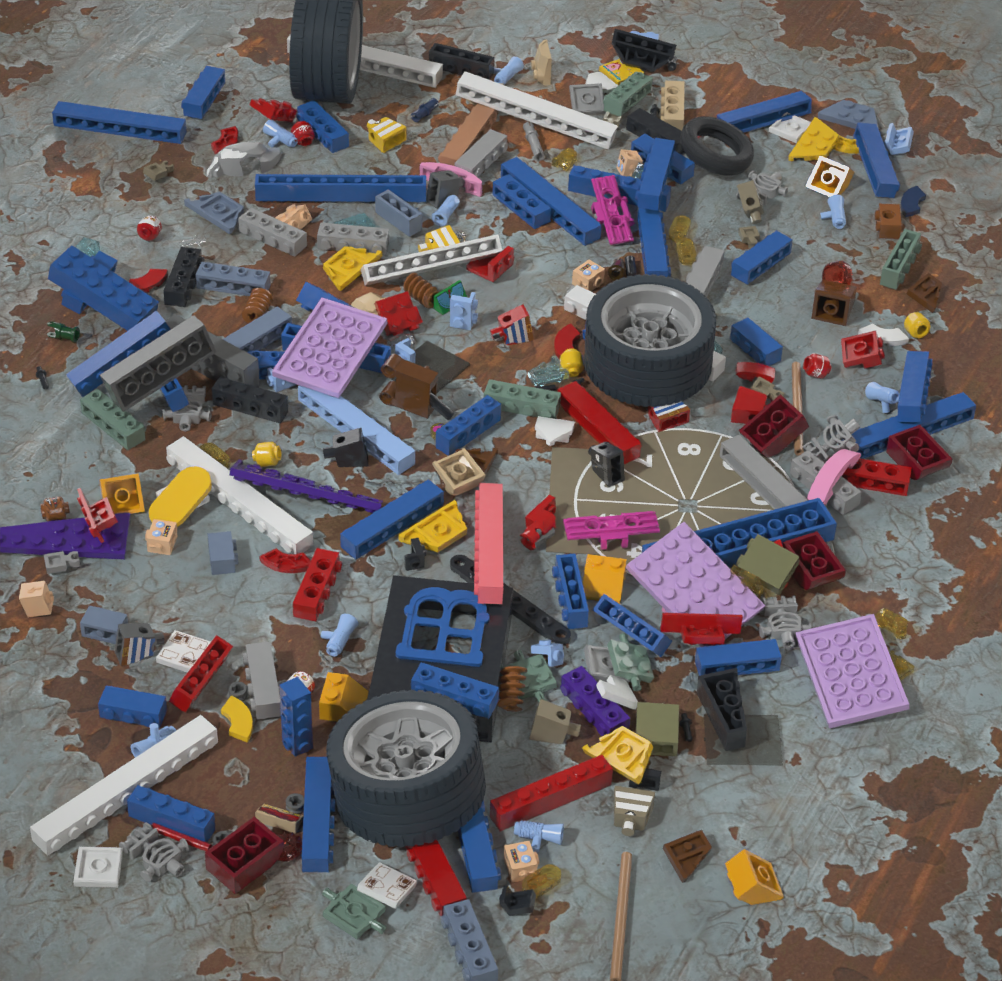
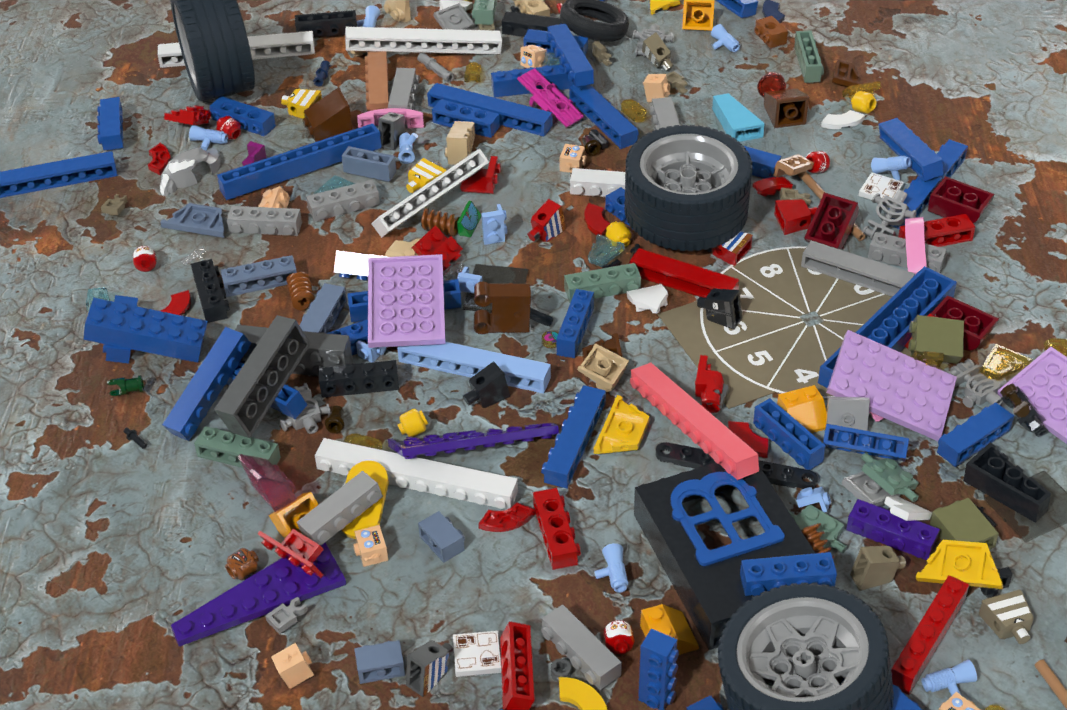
camera: 25 degrees left, 0 degrees up
(112, 451) = (268, 481): none -> clear pink slope
(151, 496) = (340, 508): none -> light grey brick
(206, 427) = (335, 420): none -> dark brown cone
(310, 166) = (256, 153): none -> magenta panel
(347, 265) = (355, 225): yellow wing -> none
(395, 155) = (328, 116): none -> reddish brown slope
(417, 557) = (624, 460): black bracket -> none
(498, 220) = (459, 141): none -> tan wedge
(538, 583) = (743, 431): none -> red tile
(611, 527) = (773, 362): dark pink piece -> none
(635, 595) = (848, 412): none -> light grey plate
(679, 228) = (613, 94): clear yellow plate -> none
(701, 183) = (601, 54): none -> dark tan plate
(701, 627) = (930, 419): red bracket -> none
(722, 236) = (656, 86): none -> light nougat head
(761, 257) = (699, 93): blue brick -> none
(776, 296) = (736, 118): none -> medium azure slope
(785, 359) = (792, 165): none -> medium nougat bracket
(796, 656) = (1024, 409): none -> hips
(819, 610) = (1003, 362): none -> clear yellow wing
(861, 410) = (880, 184): none -> white tile
(863, 350) = (840, 136): red plate -> none
(933, 314) = (867, 87): none -> clear yellow plate

